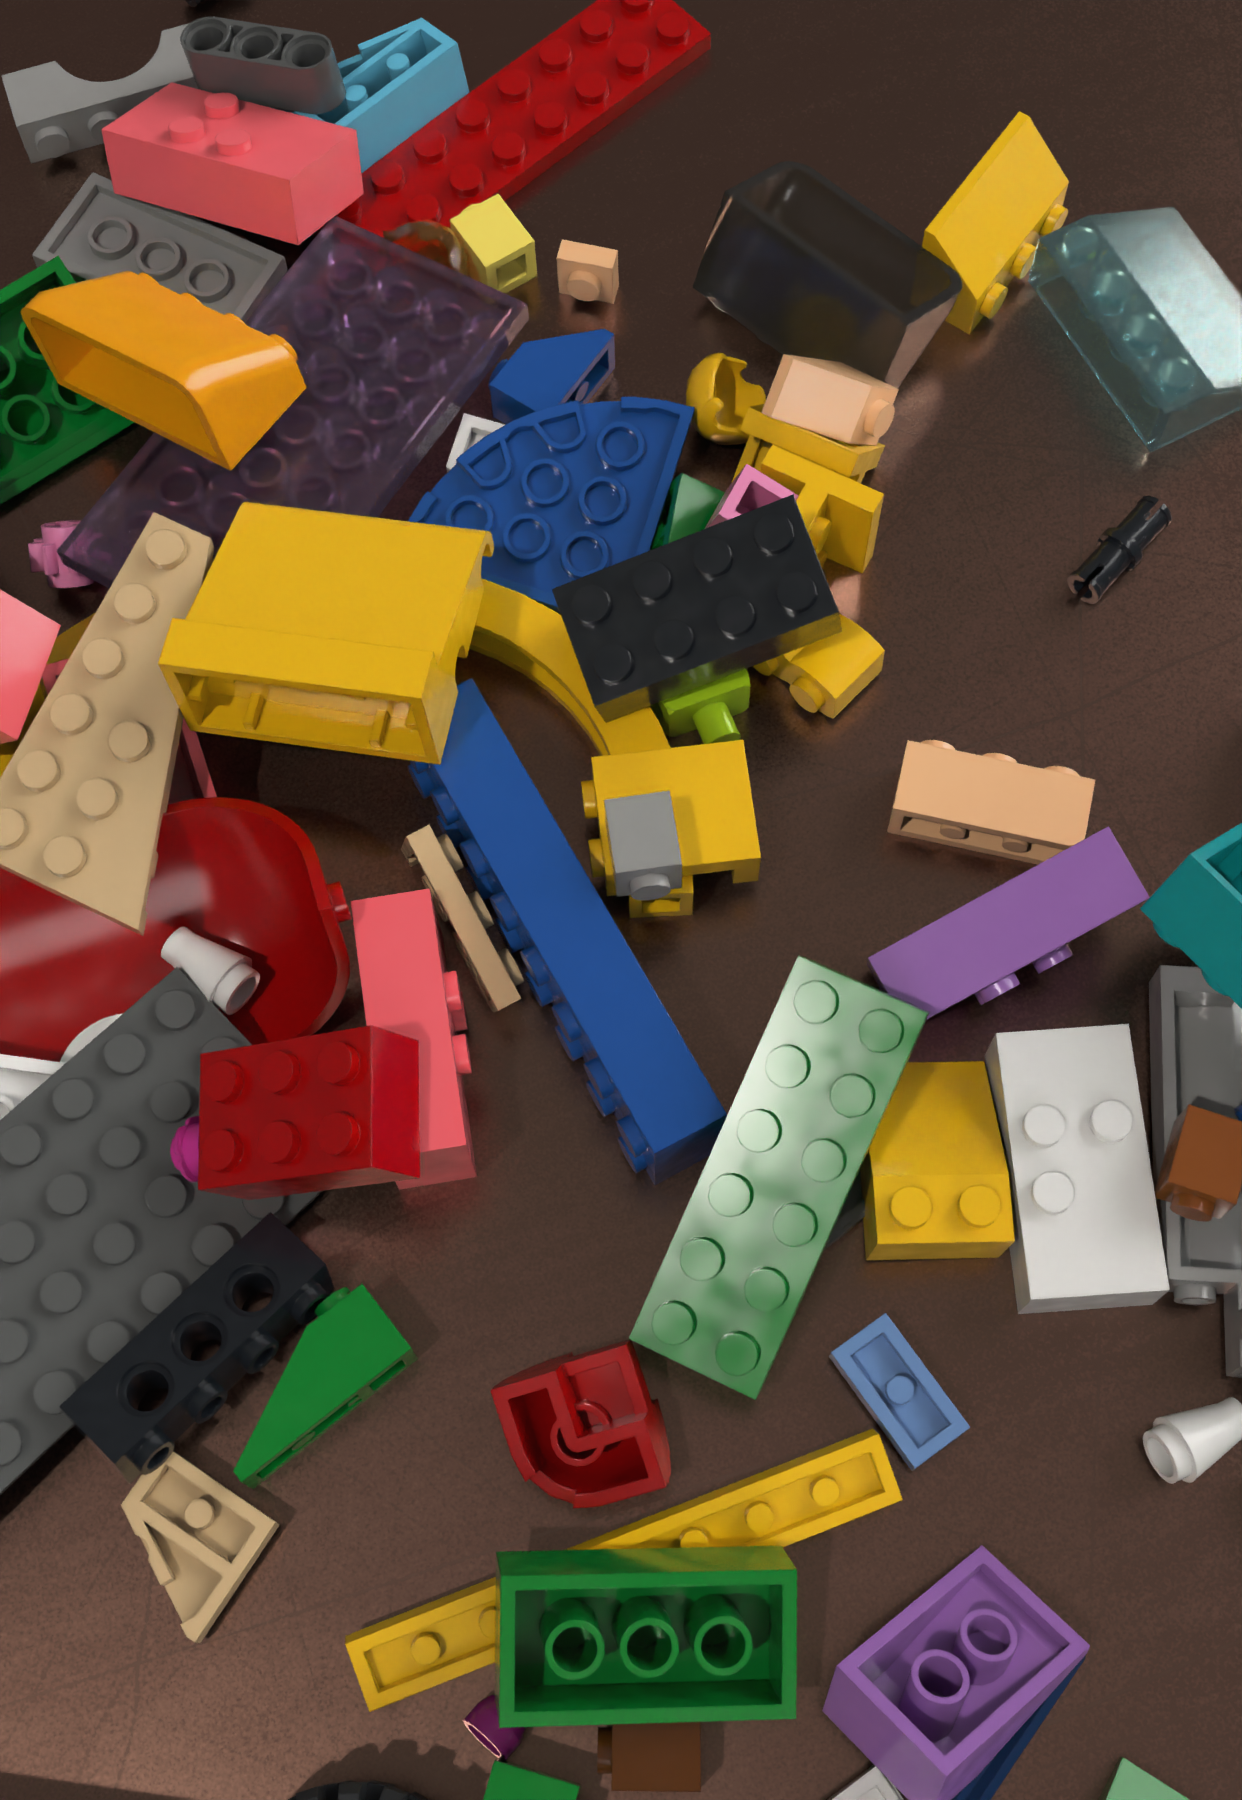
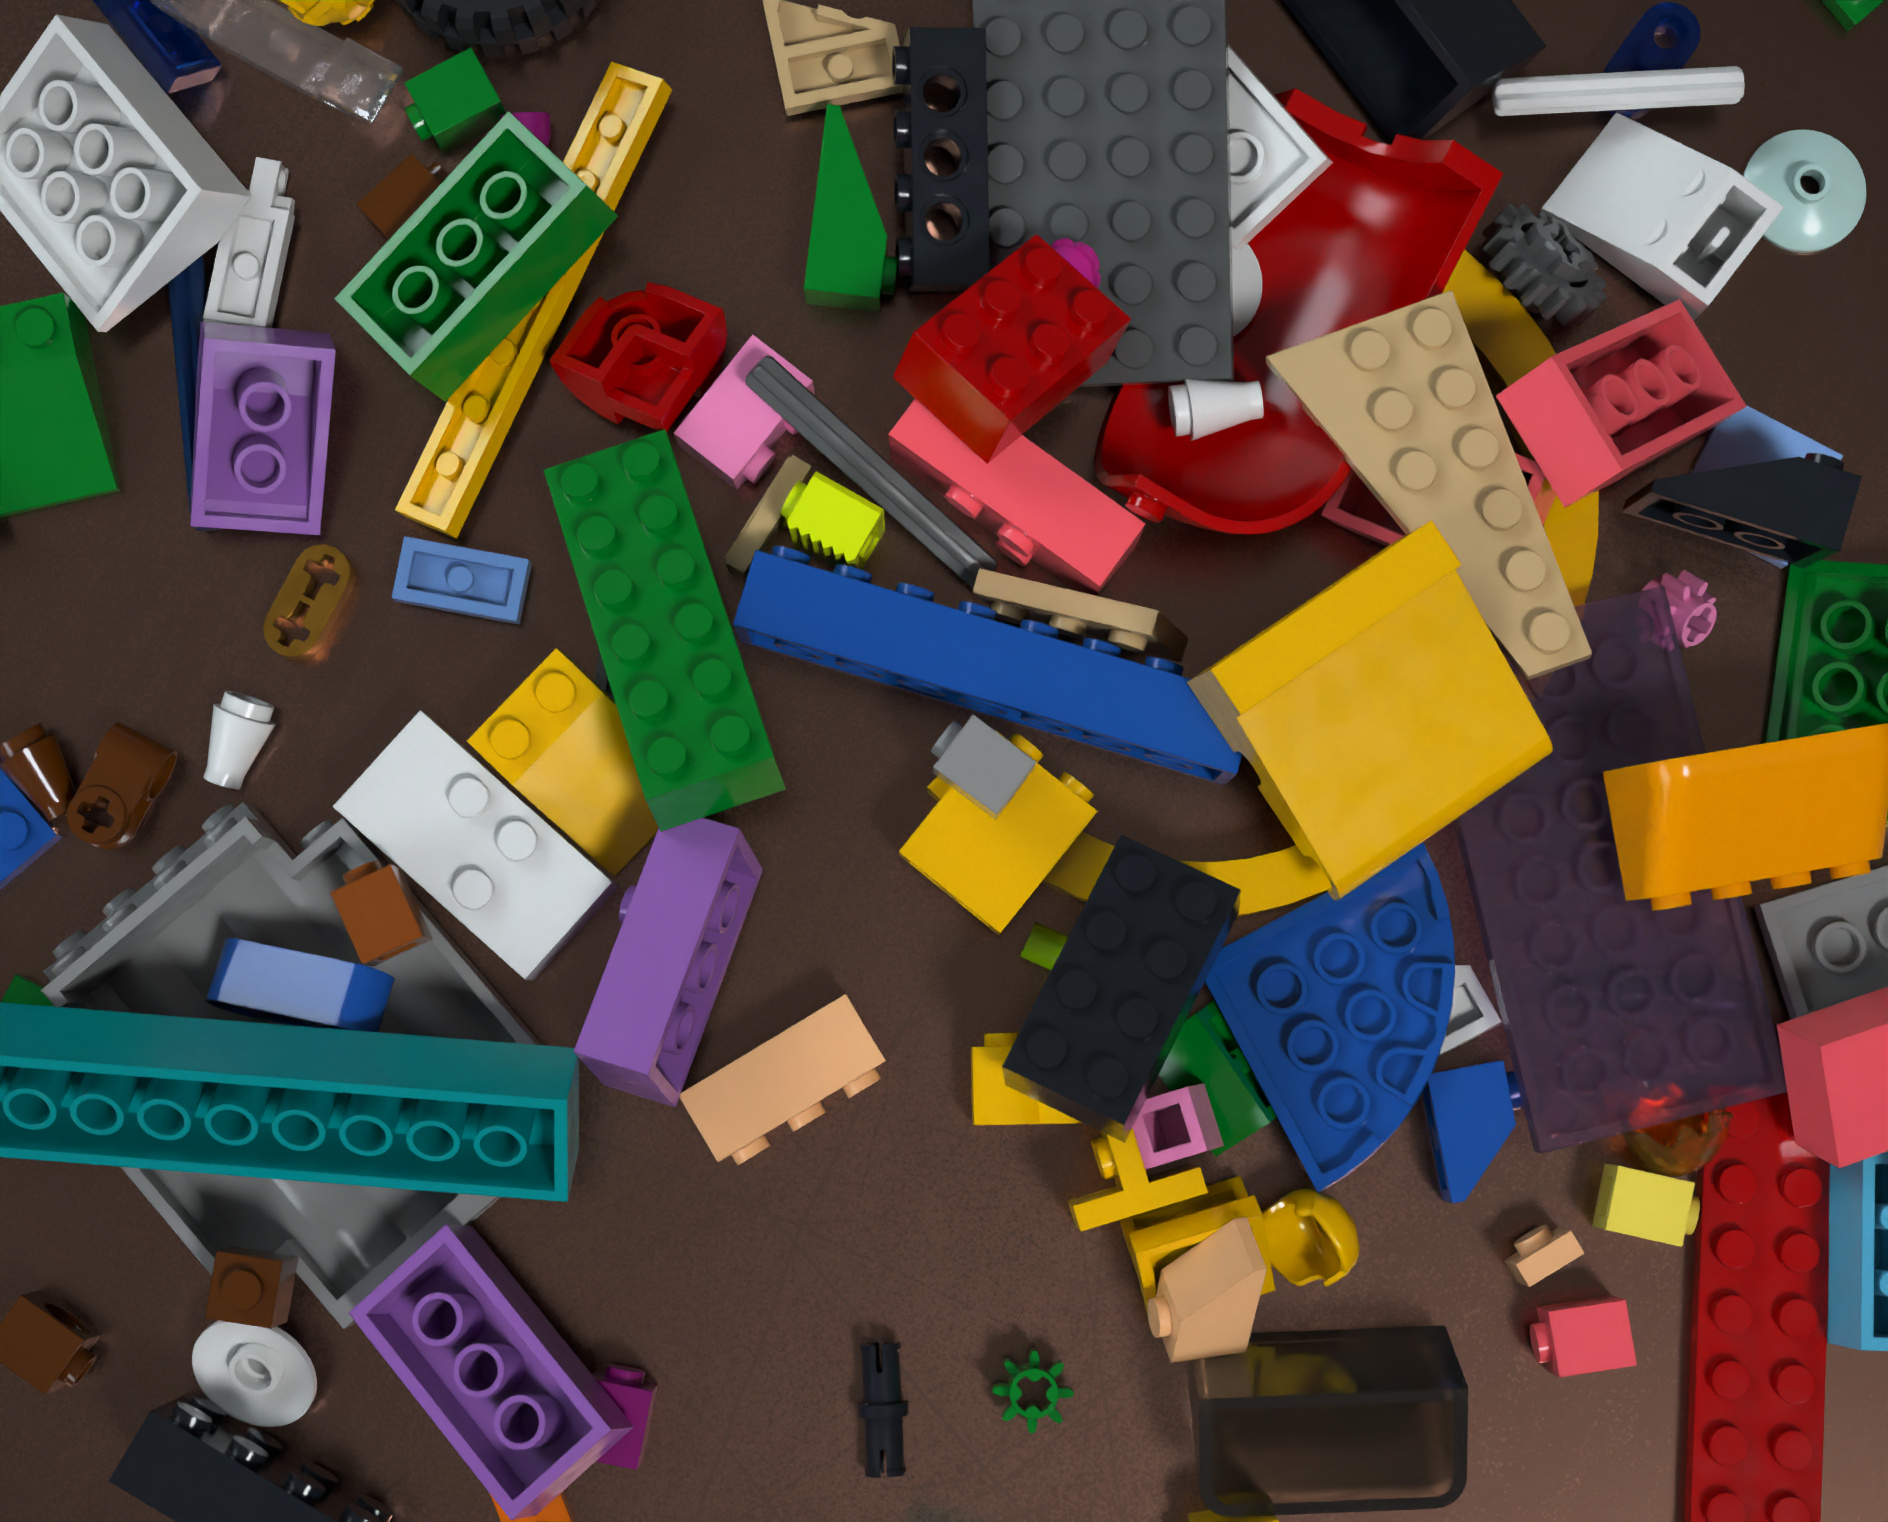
camera: 130 degrees right, 15 degrees up
(504, 1165) = (869, 470): none -> dark grey axle
(550, 1302) = (732, 425): none -> bright pink brick
(573, 1140) = (832, 522): none -> neon yellow brick
(611, 209) = (1583, 1336): none -> coral brick
(614, 1206) = (766, 519): none -> tan tile
(1005, 471) = (1031, 1408): none -> green gear
(1045, 1512) = (296, 595): none -> pearl gold beam

